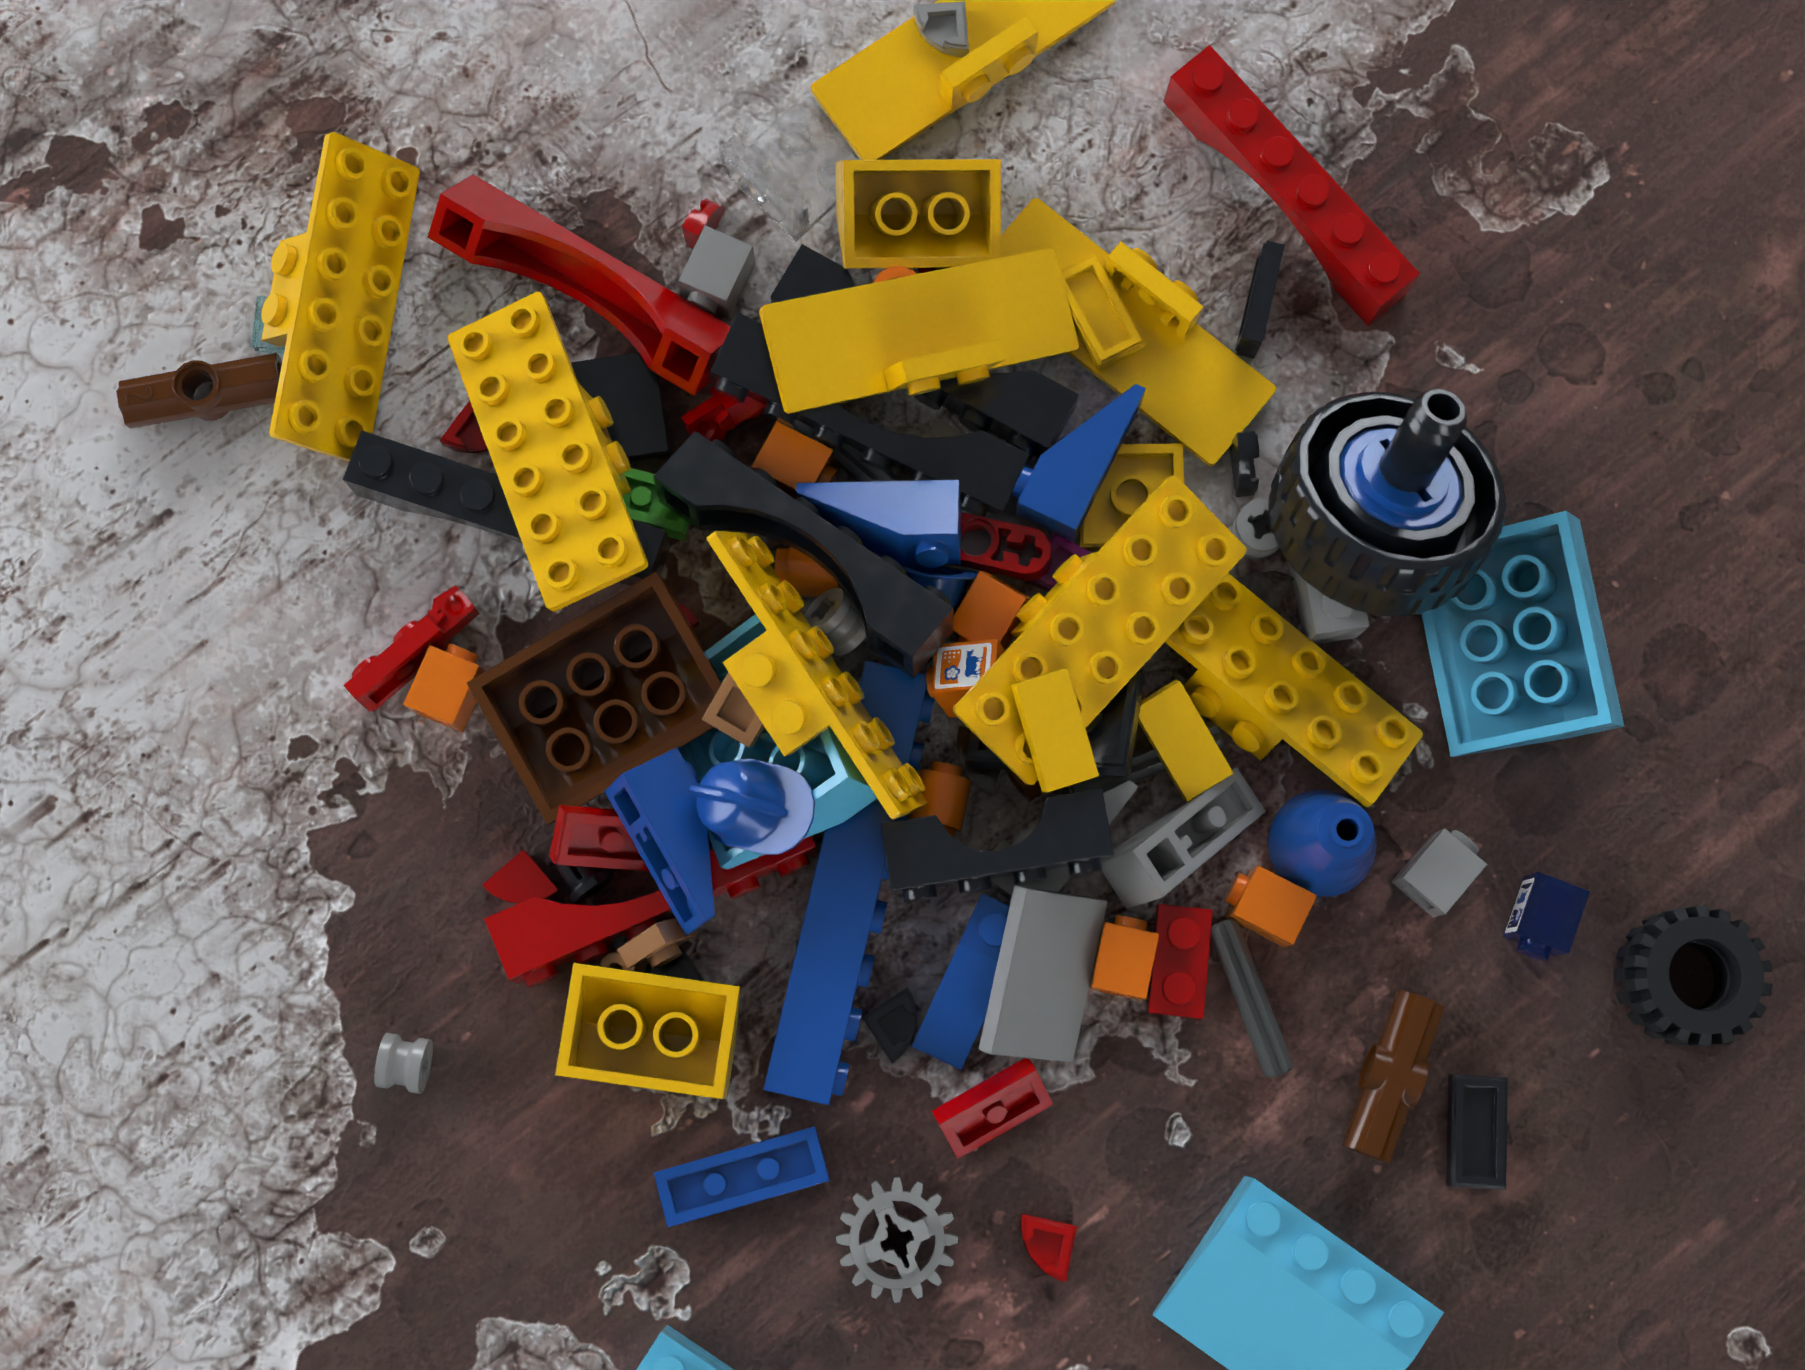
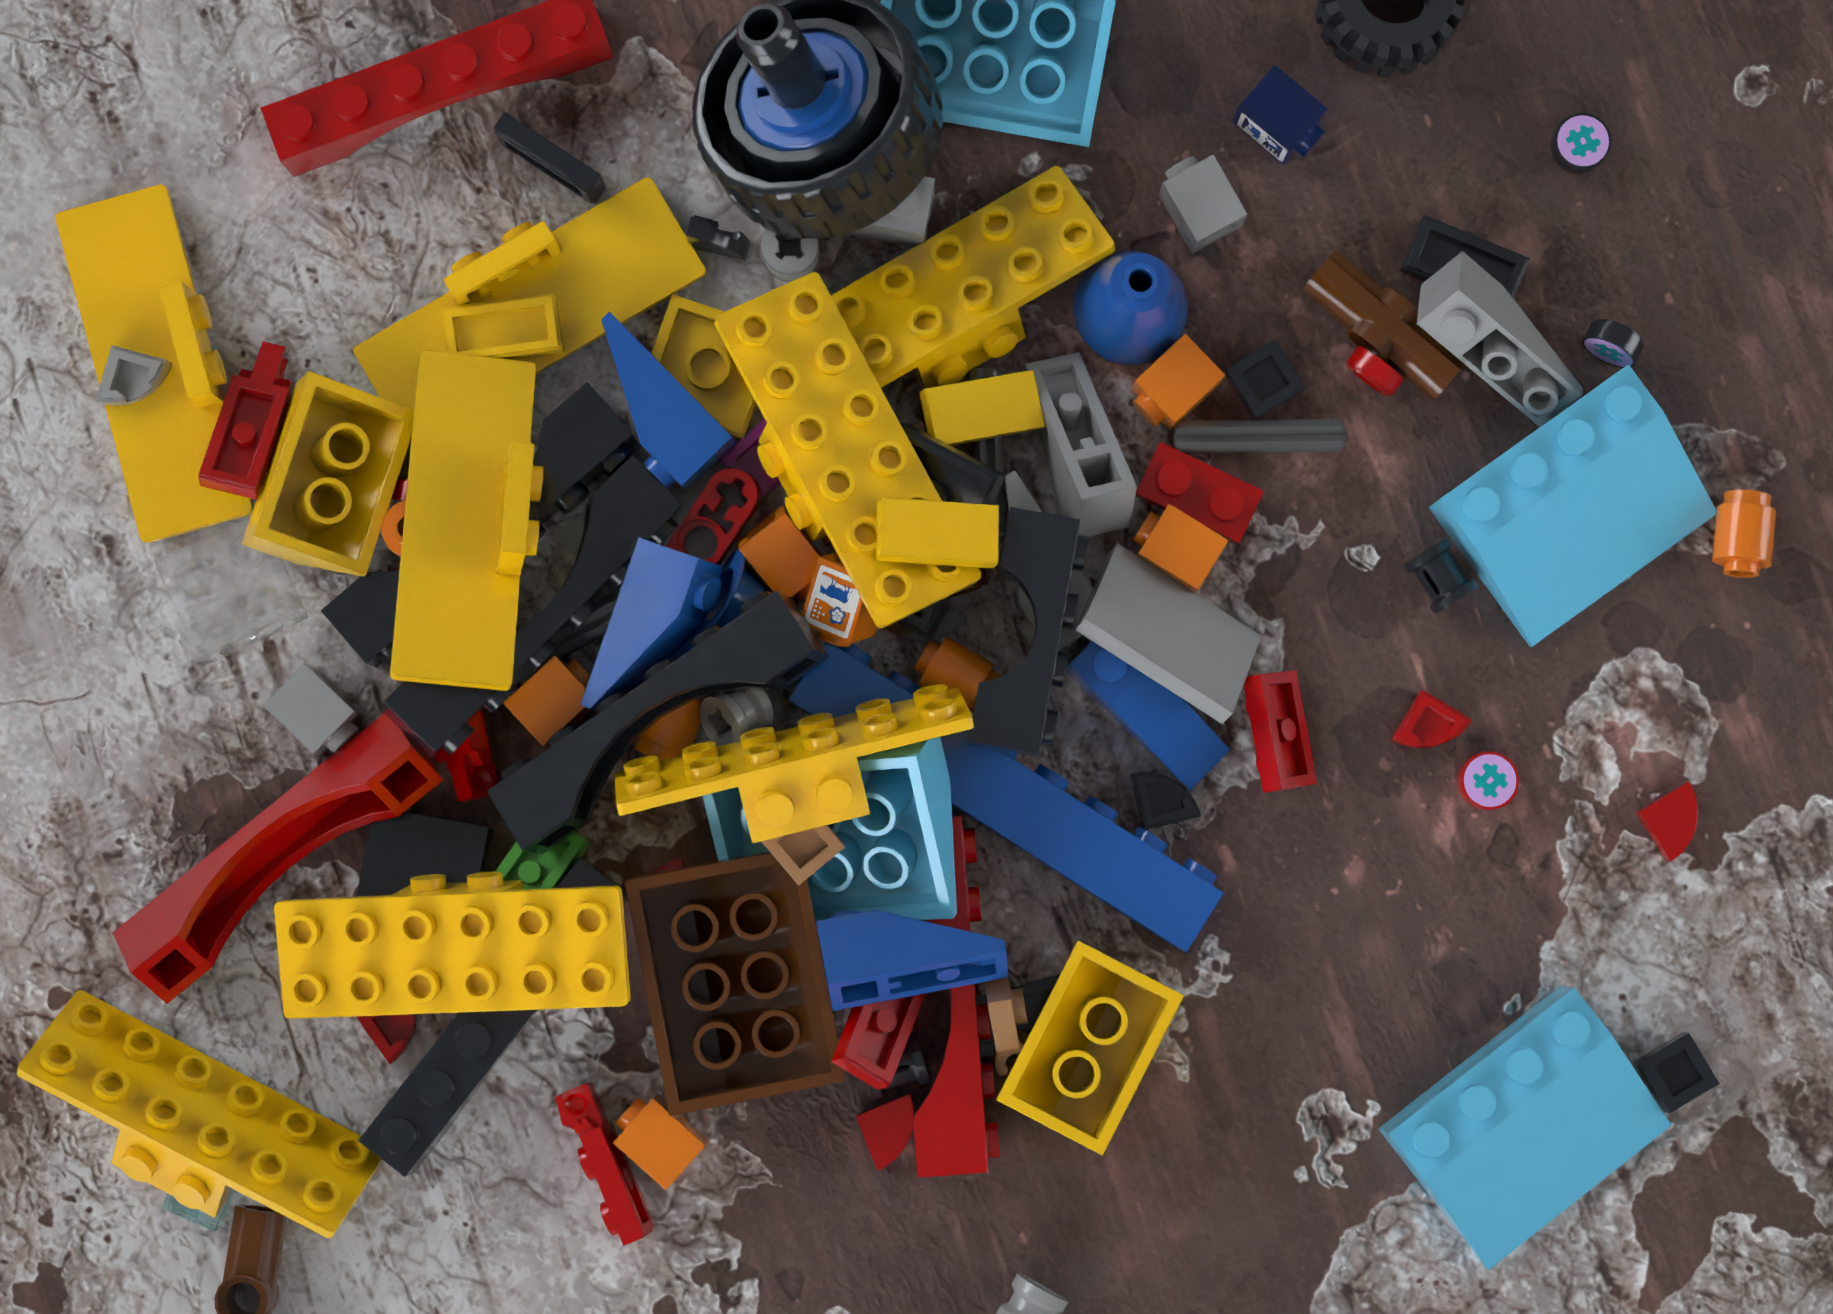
camera: 70 degrees left, 5 degrees up
(709, 215) = (251, 707): red tile -> none
(741, 1176) = (1261, 1004): blue plate -> none
(755, 805) = (907, 860): blue piece -> none
(873, 1250) = (1378, 899): light grey gear -> none
(938, 132) = (248, 426): none -> red hinge
(1015, 1316) = (1488, 780): none -> tile
(1185, 1206) = (1440, 576): none -> black bush
(1303, 984) = (1264, 380): none -> black plate
(1347, 1080) = (1374, 371): none -> red tile
(1419, 1181) = (1495, 339): none -> light grey slope
(1458, 1293) = (1613, 343): none -> black tile
(1630, 1200) = (1581, 143): none -> tile

